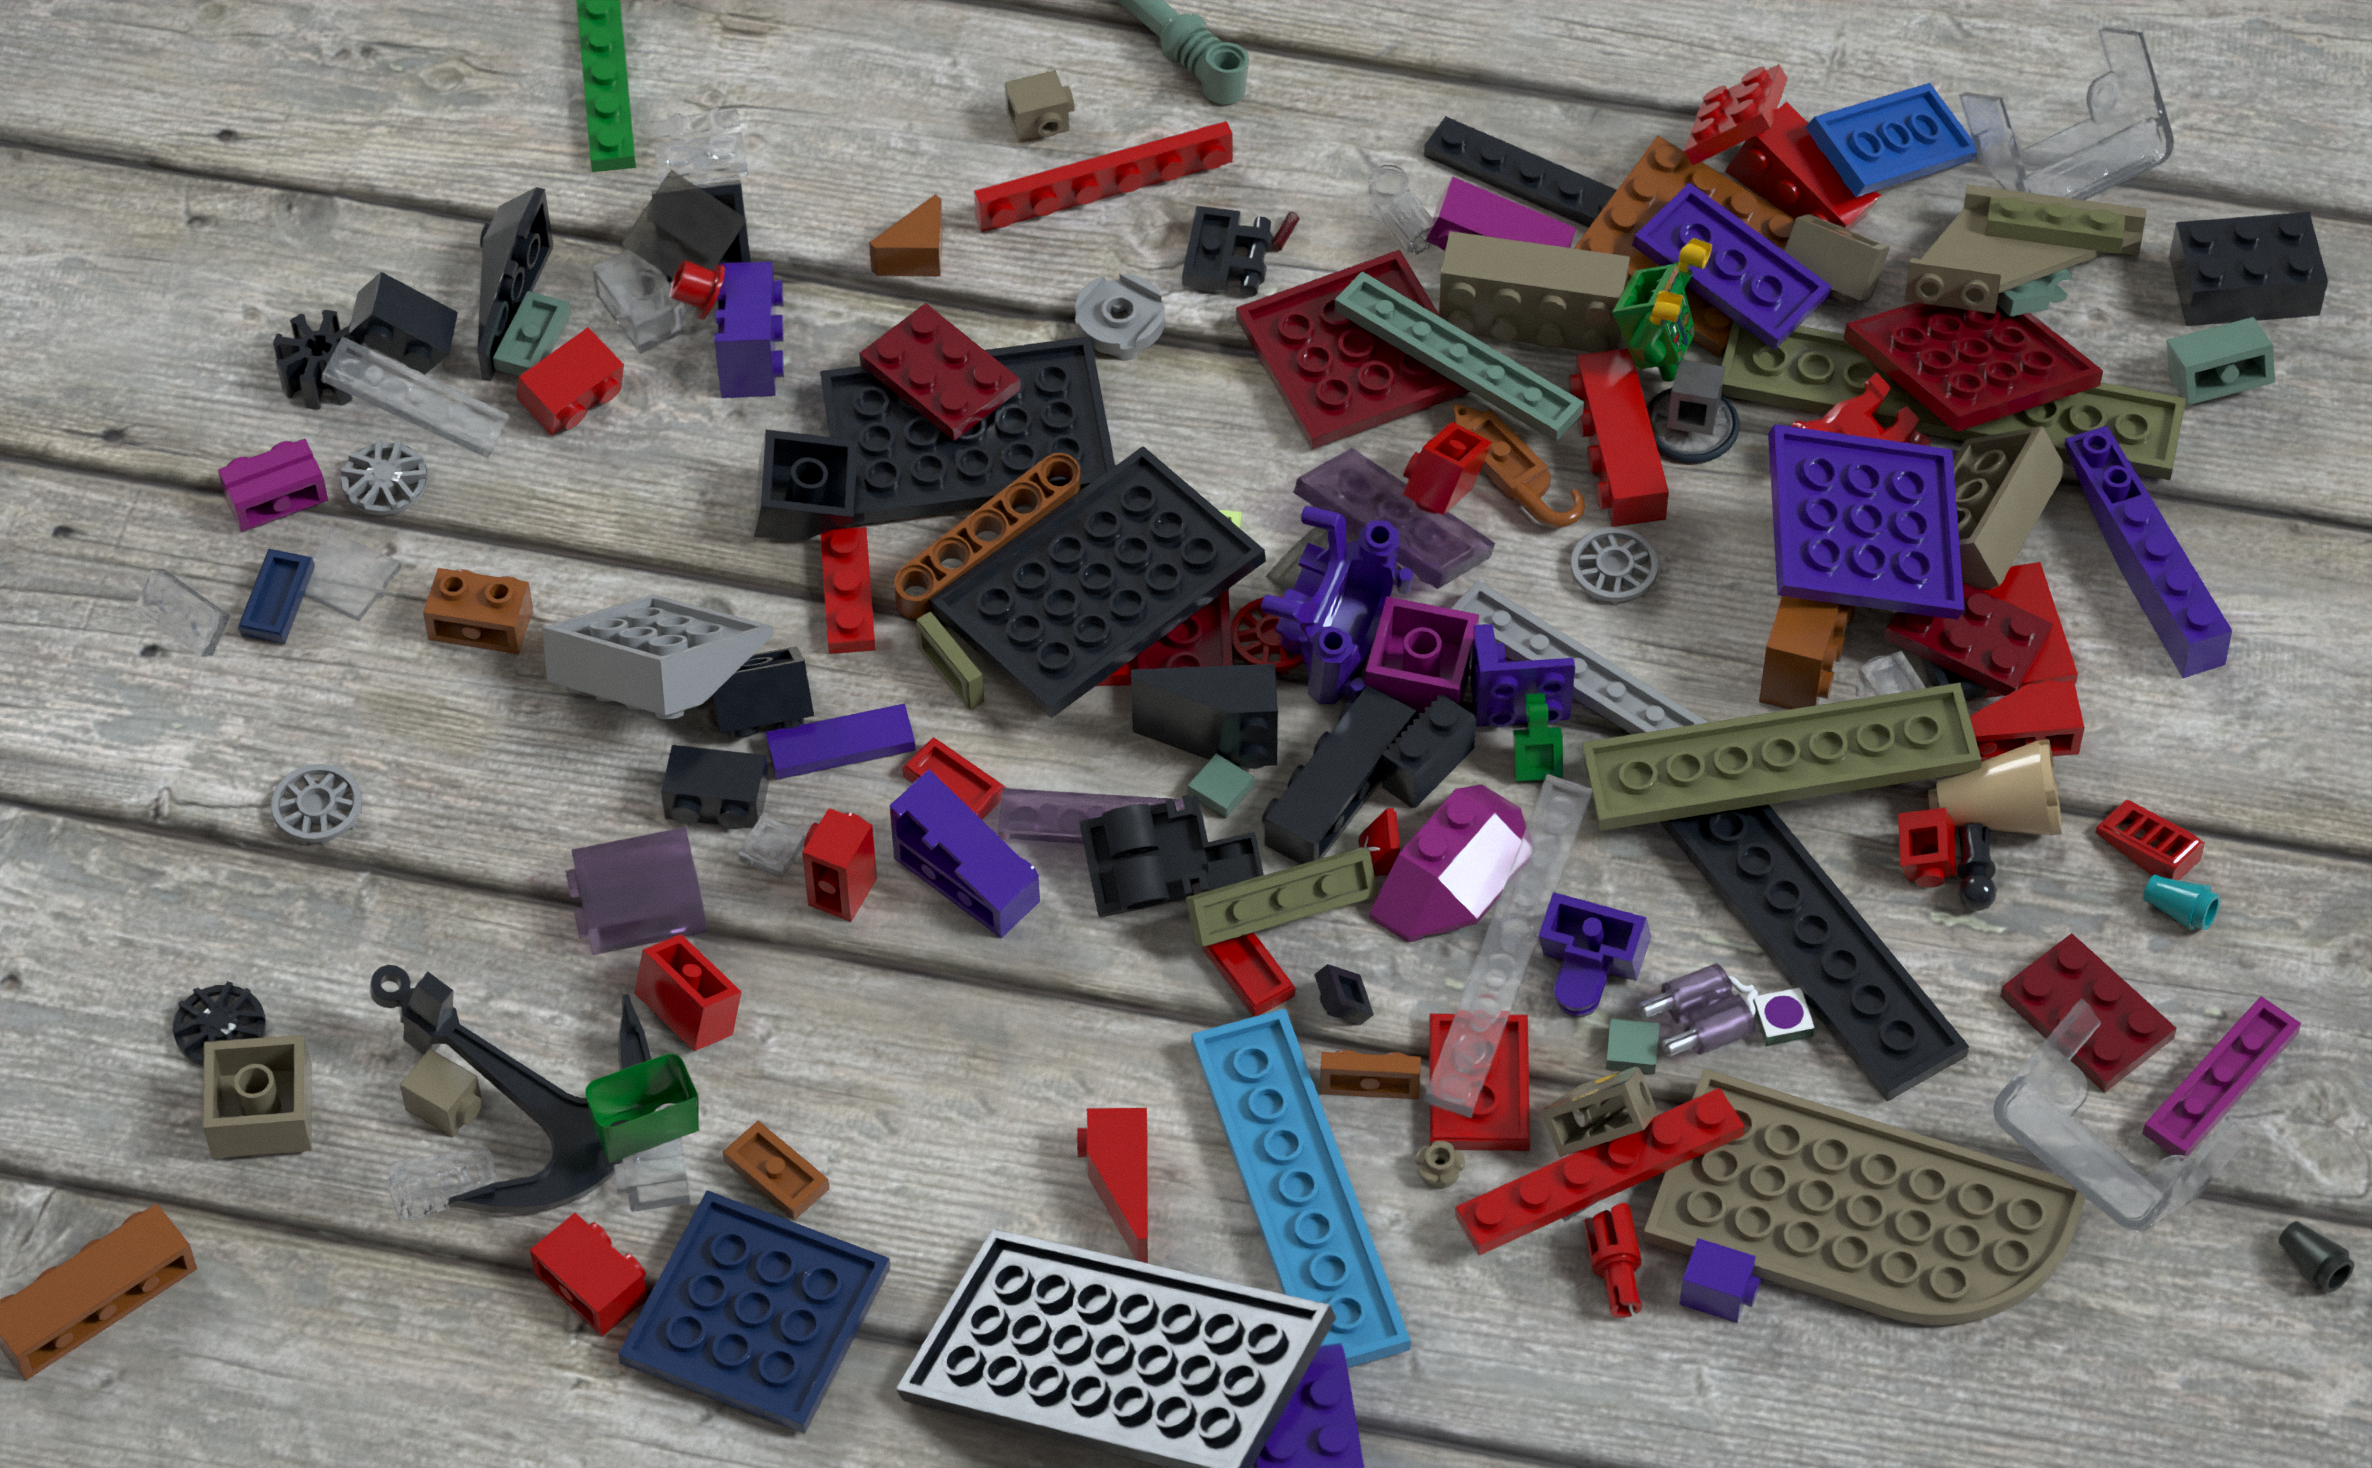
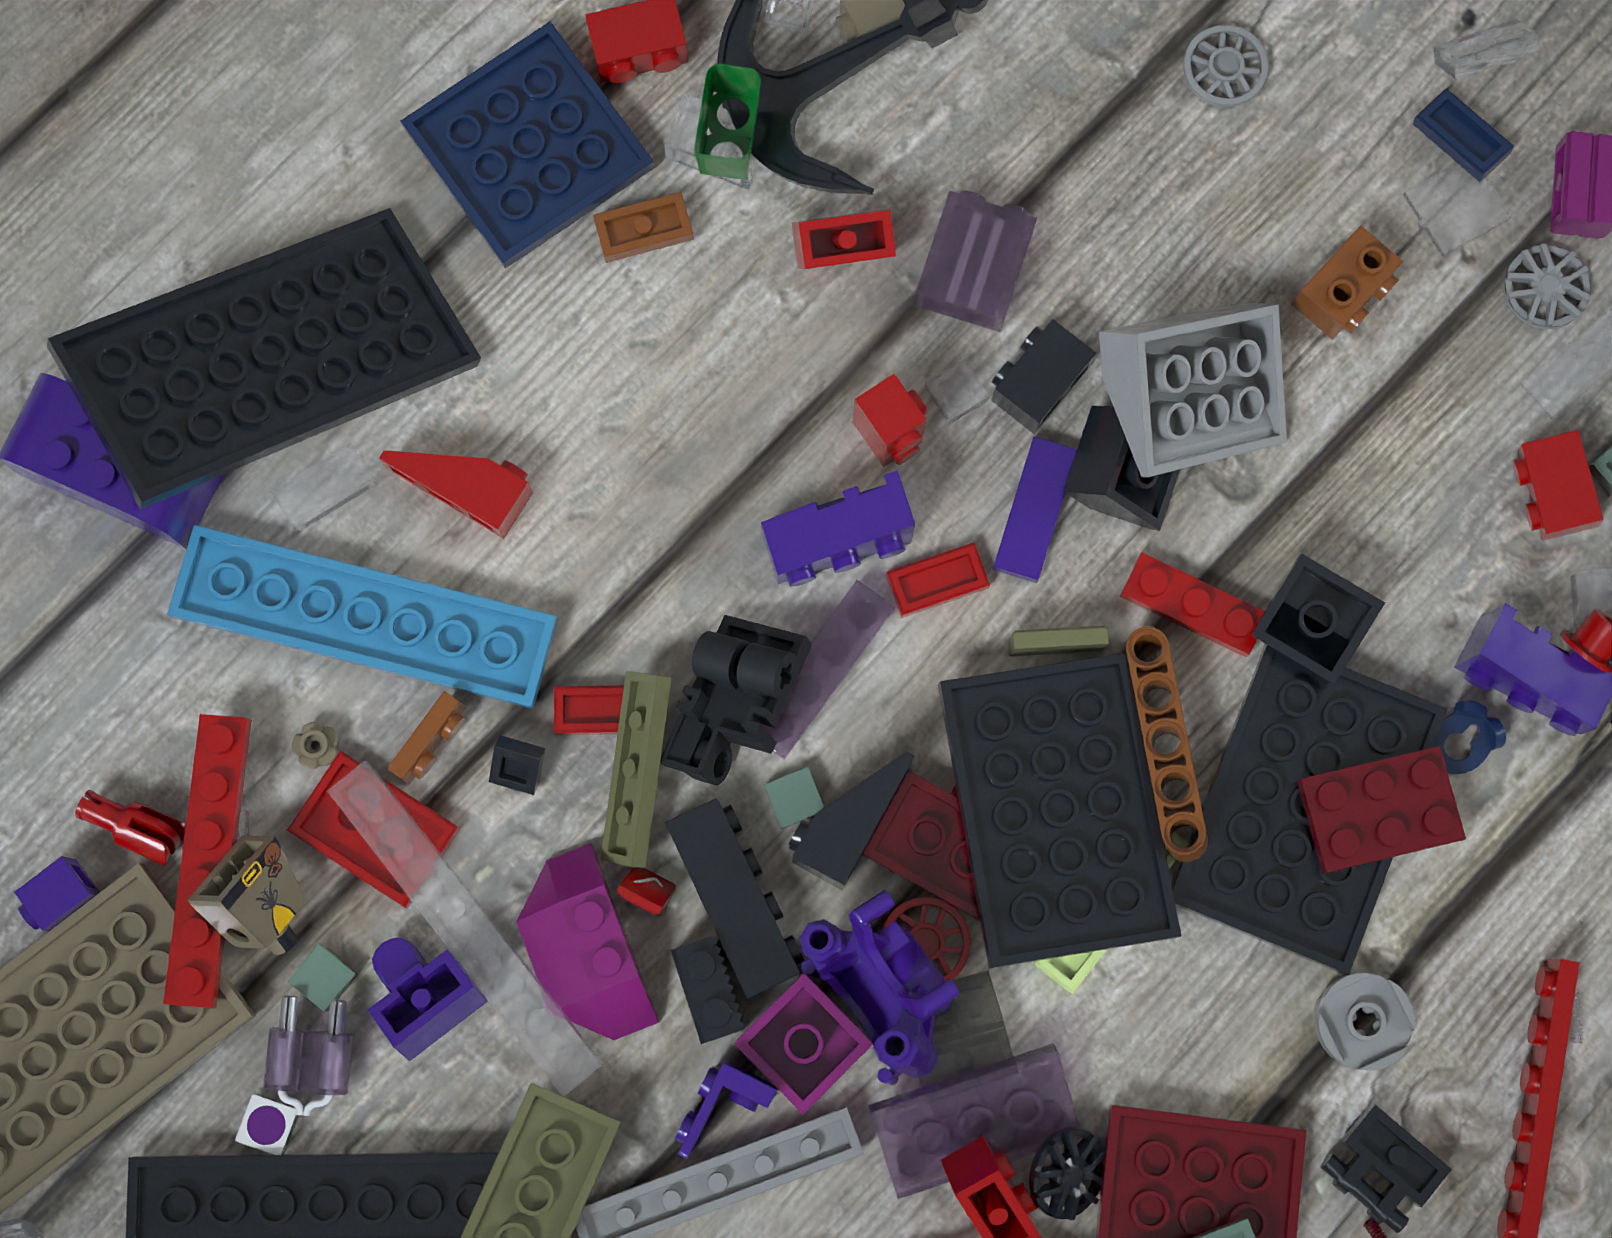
camera: 120 degrees right, 25 degrees up
(819, 341) = (1489, 735): none -> dark blue piece
(911, 244) = (1556, 882): dark orange slope -> none
(1387, 441) = (1067, 1173): none -> black wheel
(1537, 748) = (654, 1088): green plate -> none

